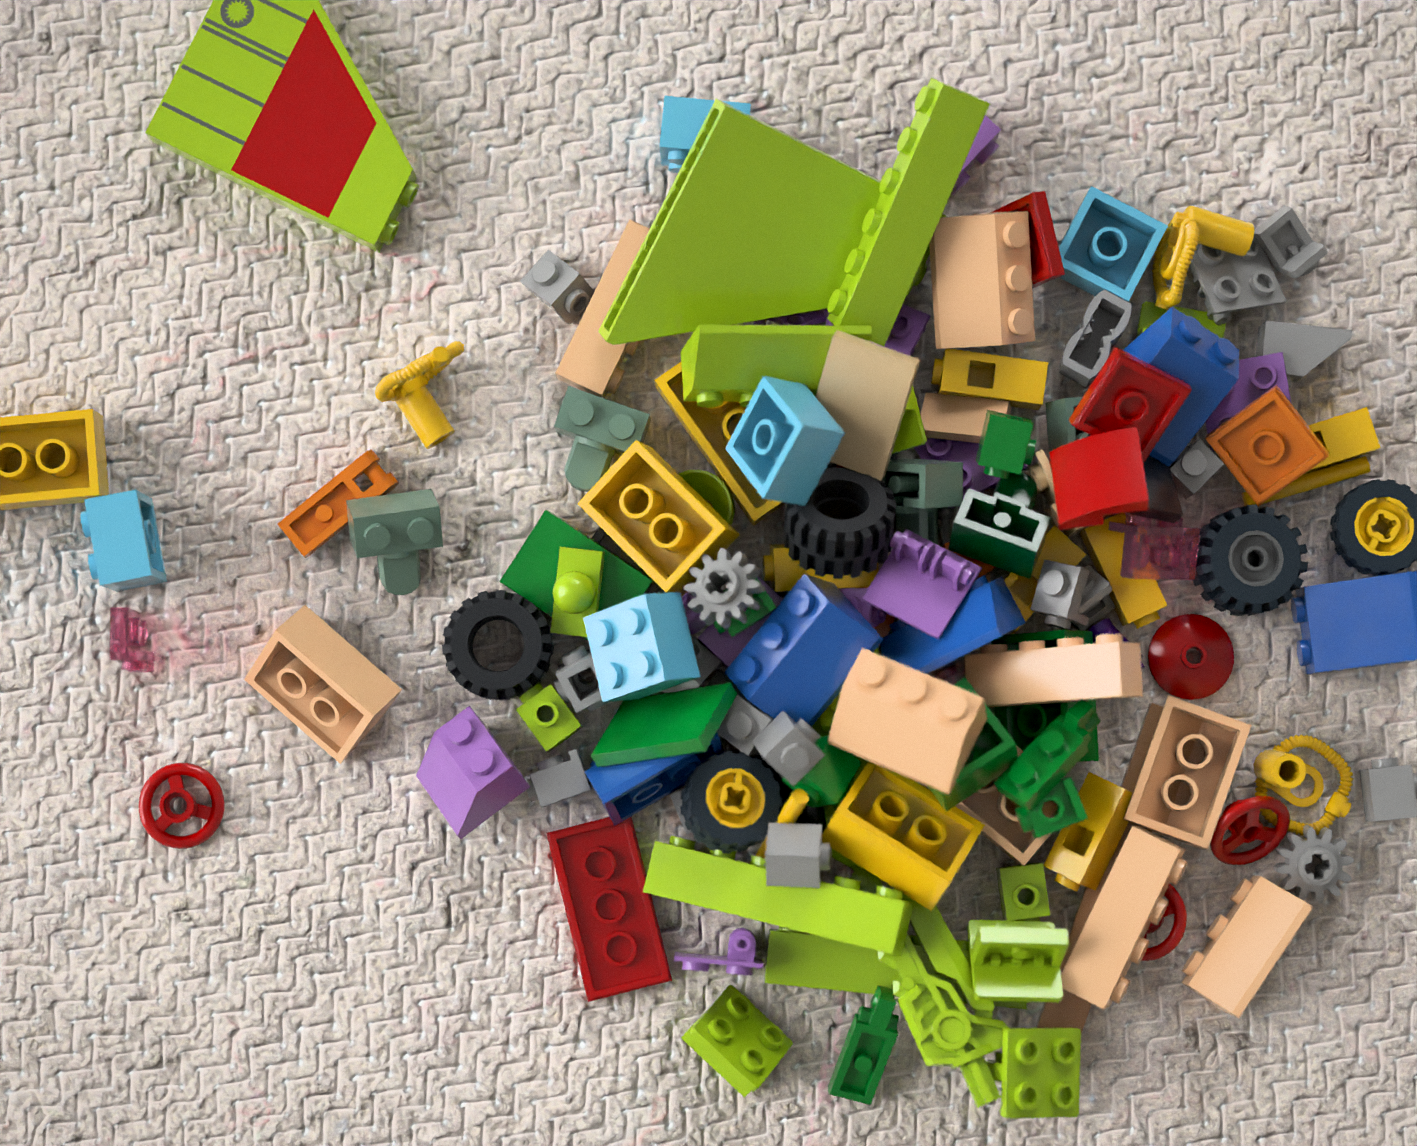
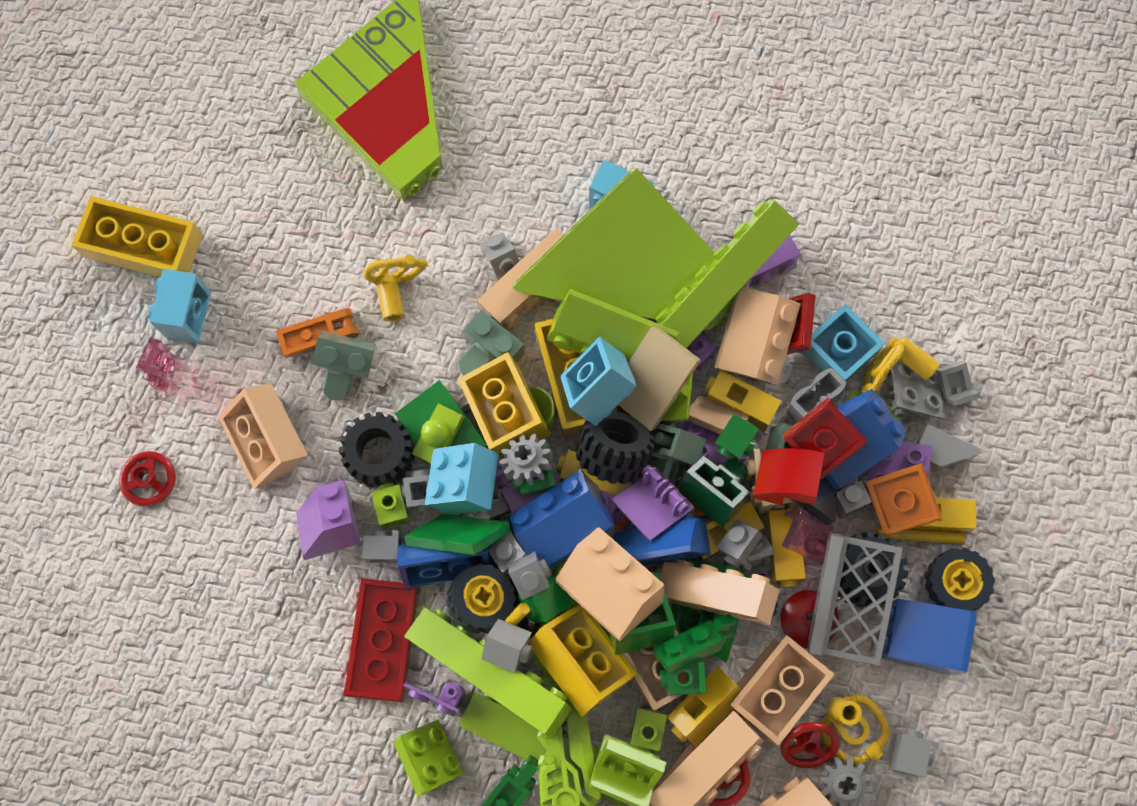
camera: 20 degrees right, 10 degrees down
(1205, 614) = (827, 598): none -> light grey fence

